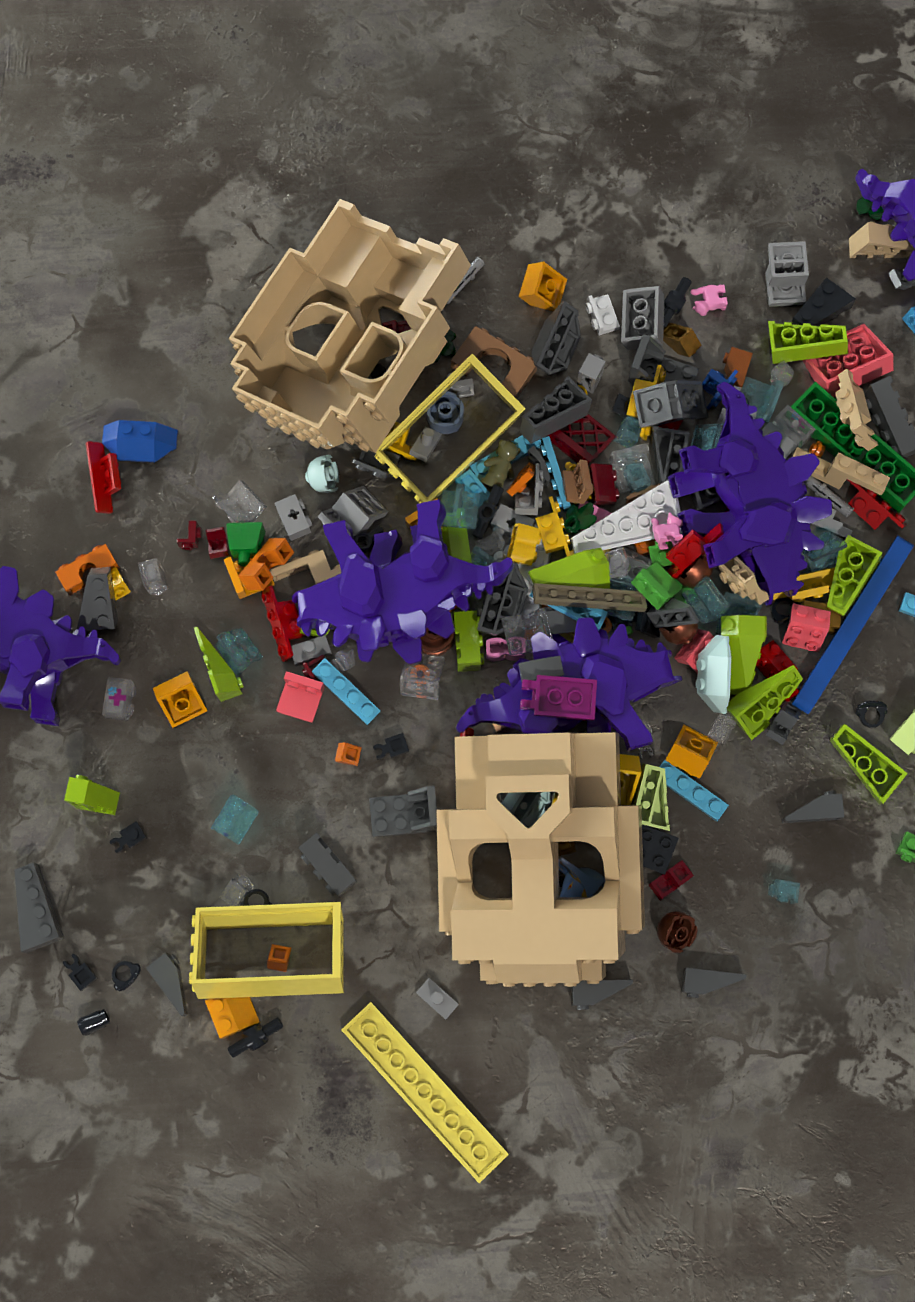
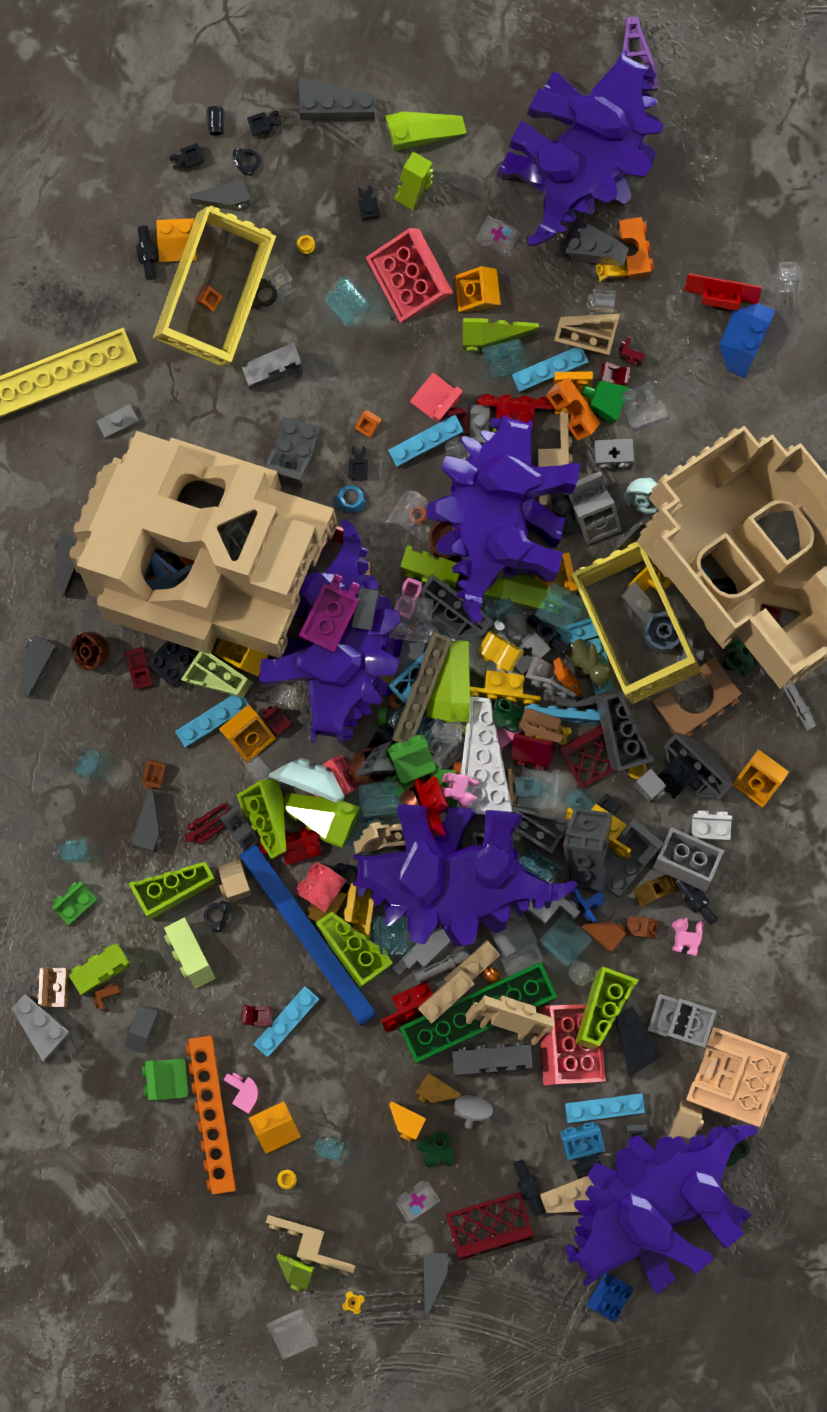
camera: 110 degrees right, 5 degrees up
(35, 818) = (418, 129): none -> lime wedge
(67, 423) = (788, 276): none -> clear bracket
(140, 1033) = (189, 155): none -> black plate
(185, 578) = (588, 331): none -> tan wedge
(187, 769) = (409, 274): none -> coral slope
(191, 882) = (305, 244): none -> yellow plate
(232, 605) = (545, 370): none -> medium azure plate
(436, 750) = (340, 502): none -> dark azure piece
(570, 354) = (677, 775): none -> black plate
(668, 729) = (276, 720): none -> dark red bracket
(718, 340) = (641, 927): none -> dark orange bracket
(768, 824) = (153, 774): none -> dark orange bracket
(811, 766) = (189, 837): none -> dark red piece
(816, 210) = (738, 1078): none -> light nougat piece
(839, 704) = (234, 881): none -> tan wedge
(872, 872) = (72, 850): none -> clear light blue brick
(887, 315) = (604, 1108): none -> medium azure plate

